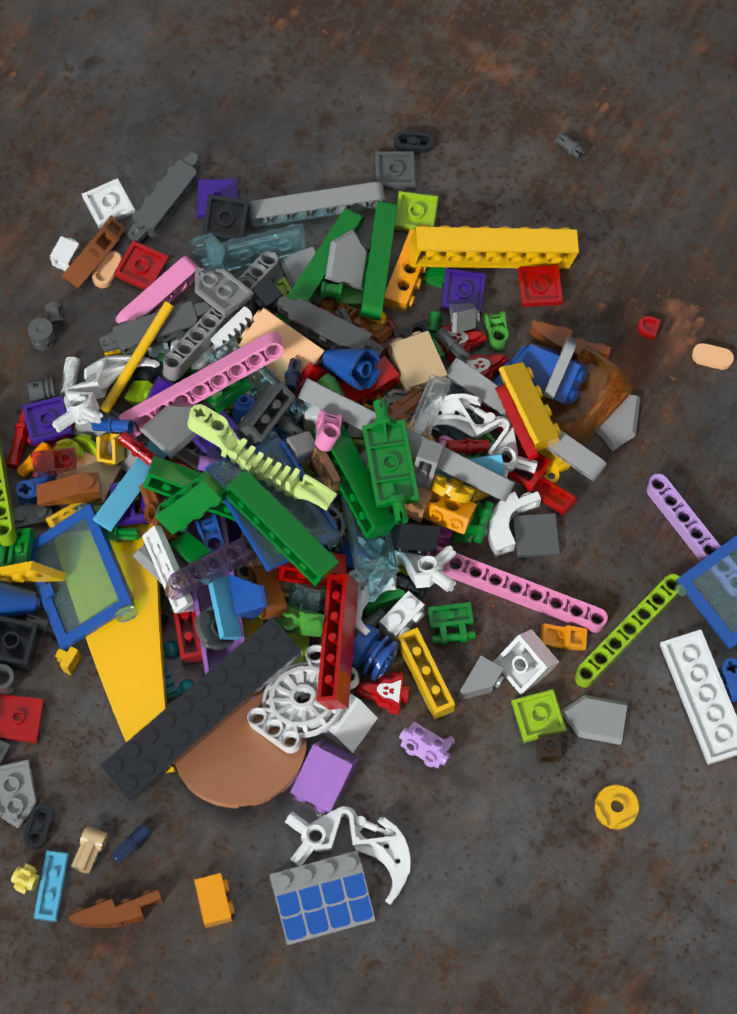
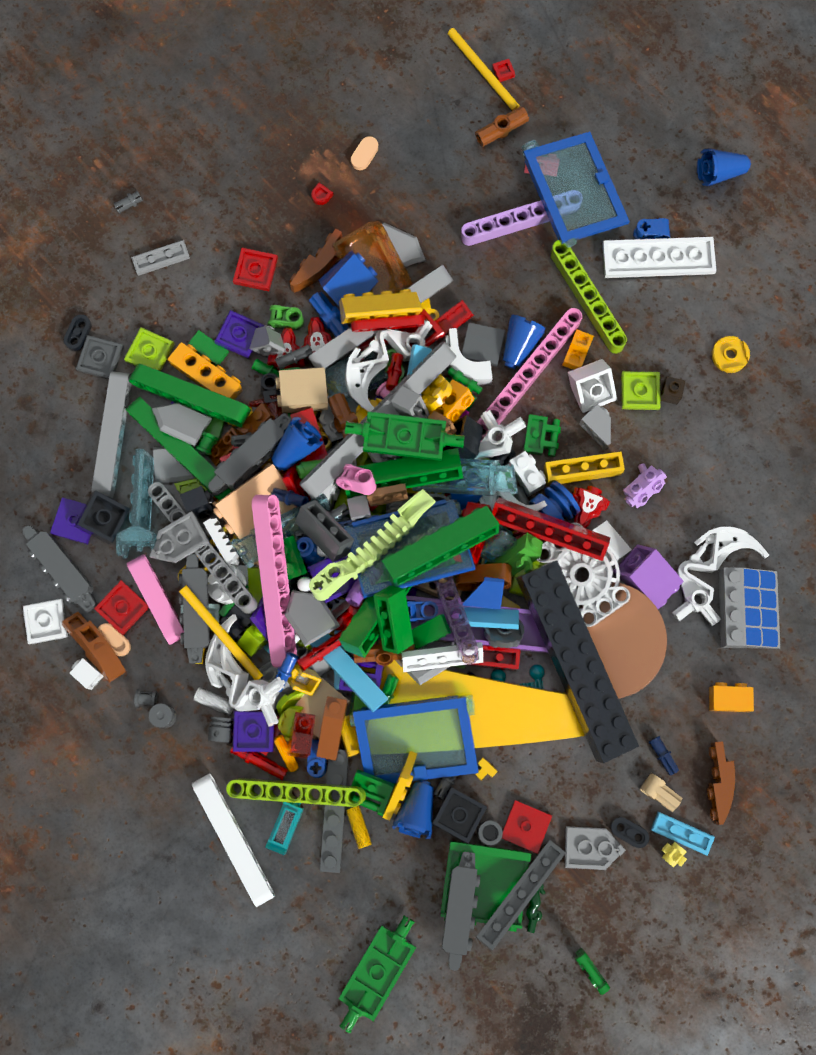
camera: 70 degrees left, 10 degrees up
(429, 405) = (351, 390): clear tile -> none
(492, 247) = (212, 294): yellow brick -> none
(522, 194) = (160, 257): none -> light grey tile
(551, 570) = (520, 340): none -> blue cone
(560, 368) = (342, 259): light grey beam -> none
(597, 718) = (653, 345): light grey tile -> none

